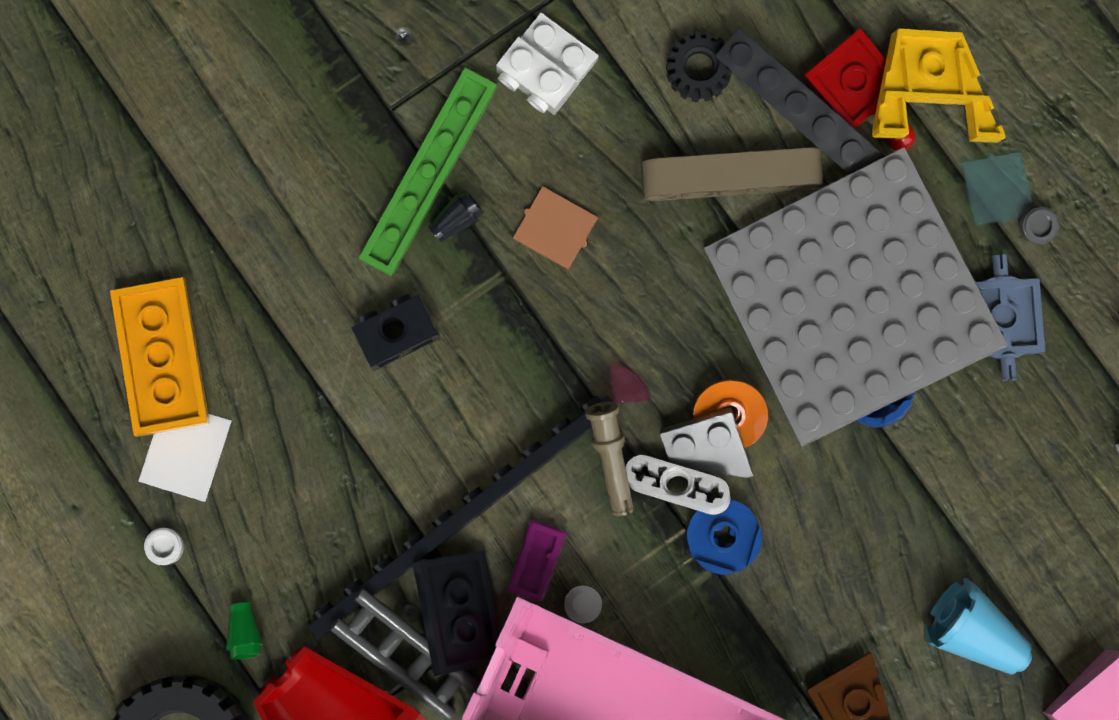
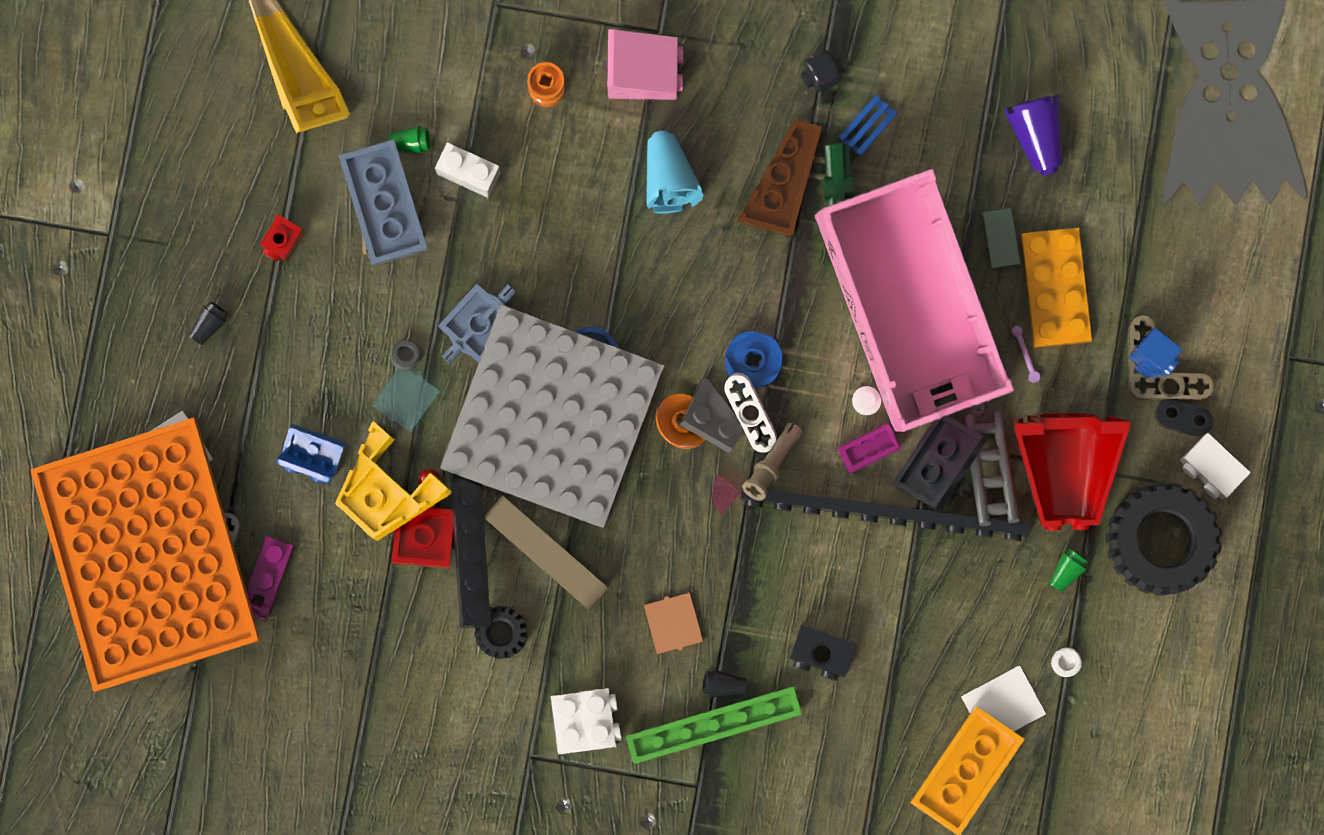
camera: 135 degrees left, 0 degrees up
(1028, 52) = (311, 454): none -> blue bracket

